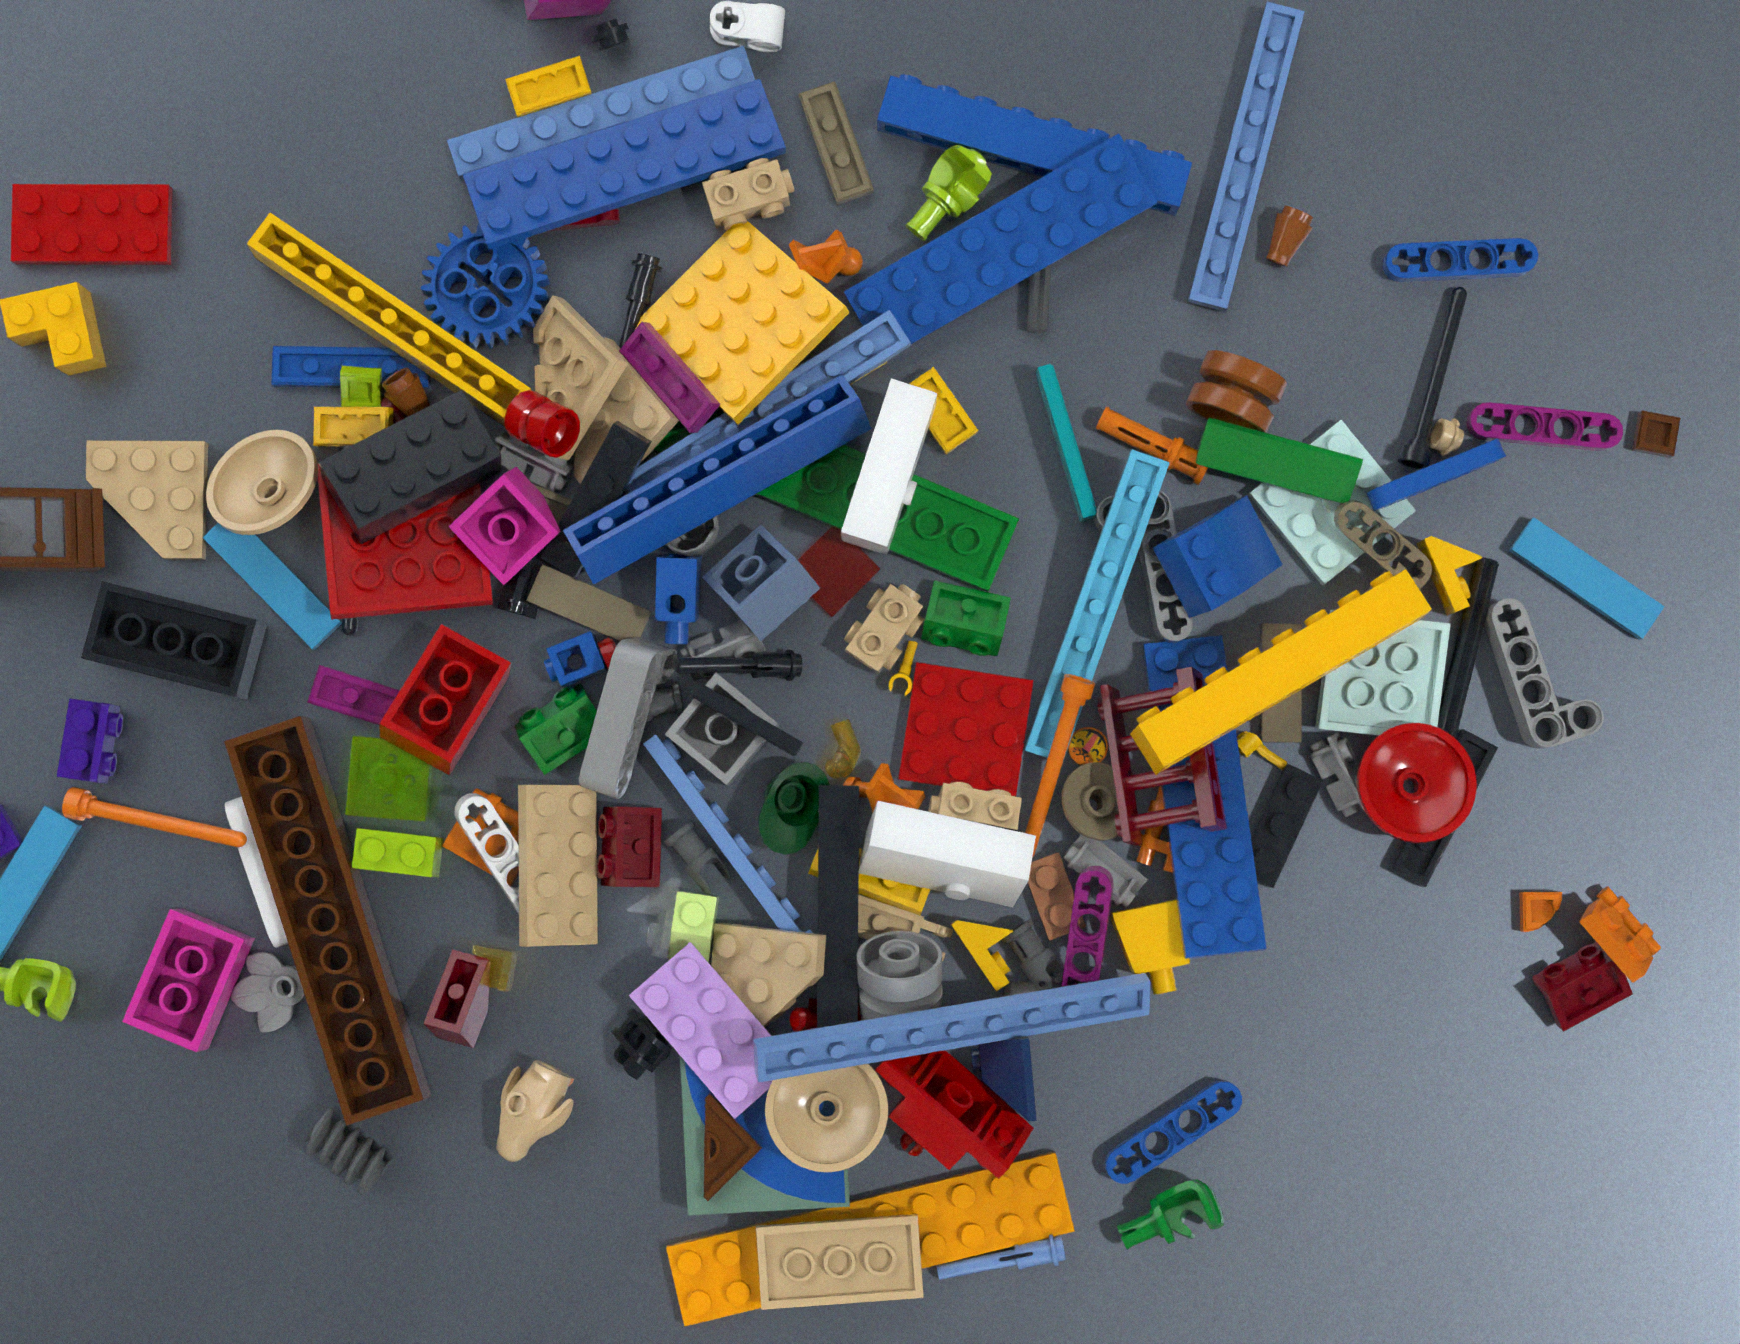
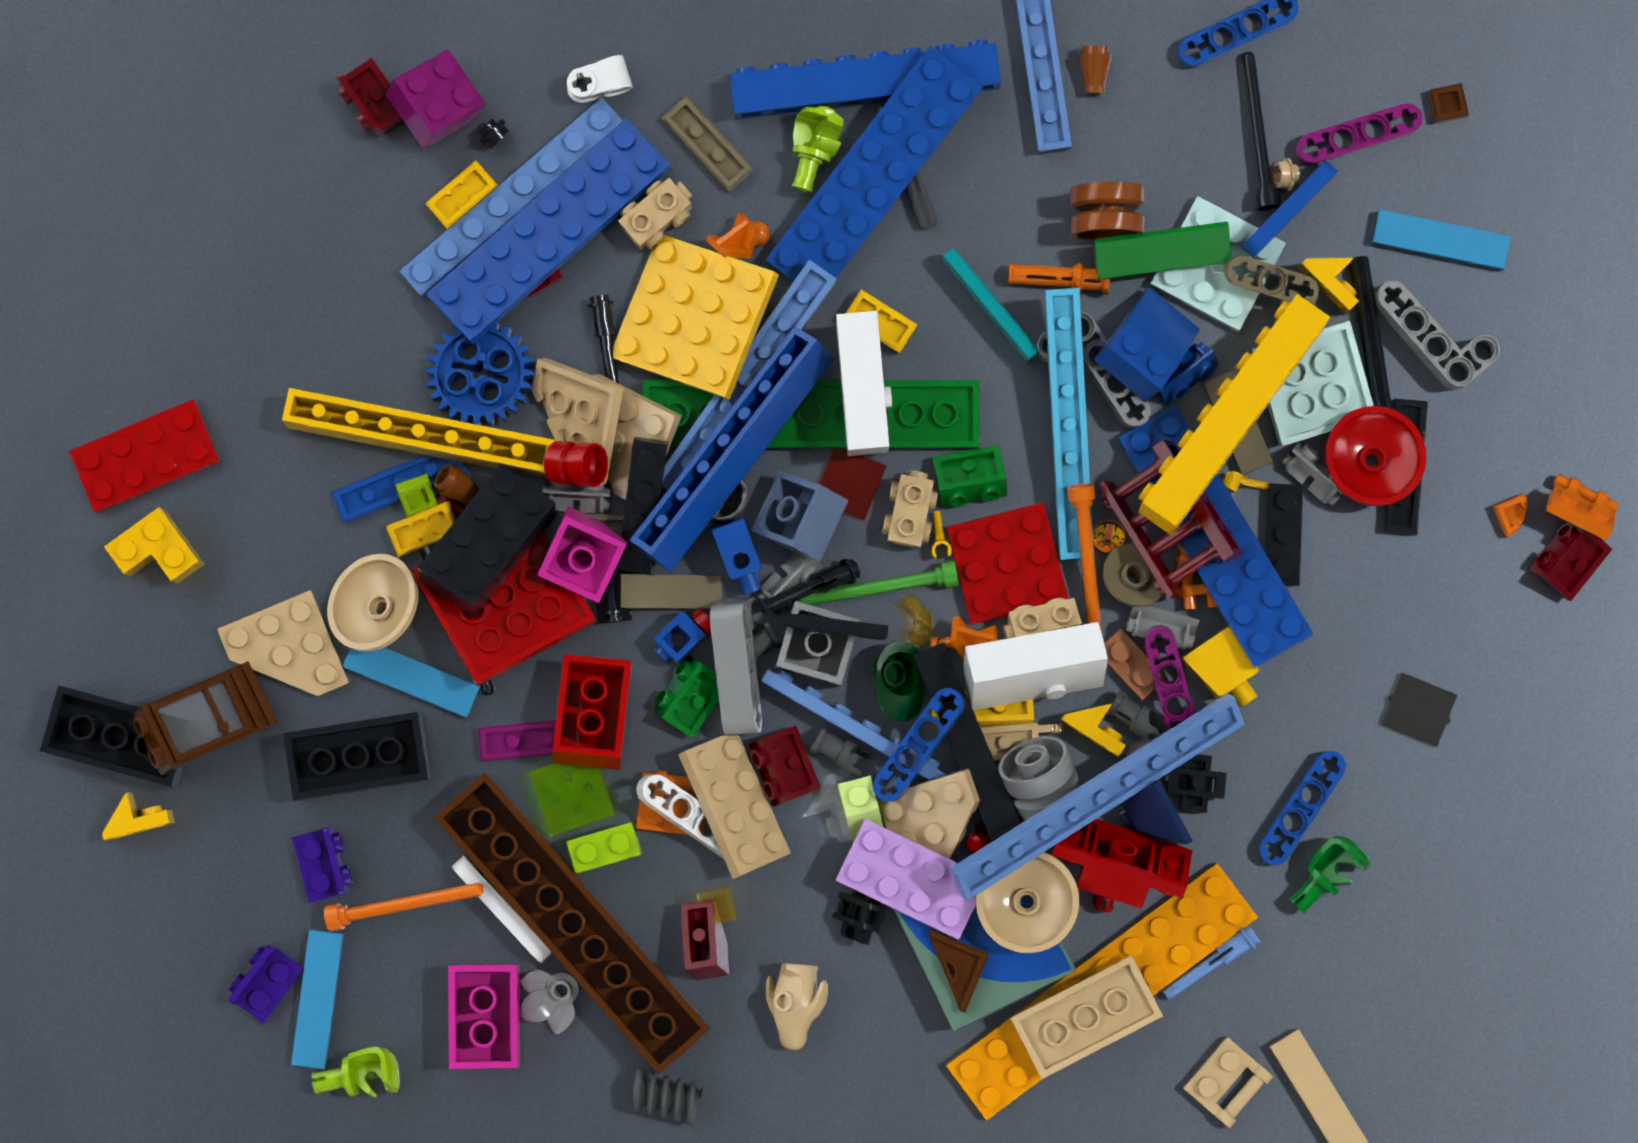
camera: 25 degrees left, 0 degrees up
(669, 377) = (659, 385): magenta tile -> none
(780, 881) = (915, 742): none -> blue beam
(891, 713) = (943, 575): none -> bright green piece
(1071, 1058) = (1199, 784): none -> black piece
(1263, 602) = (1197, 365): none -> blue hinge
(1347, 1078) = (1419, 709): none -> clear smoke piece

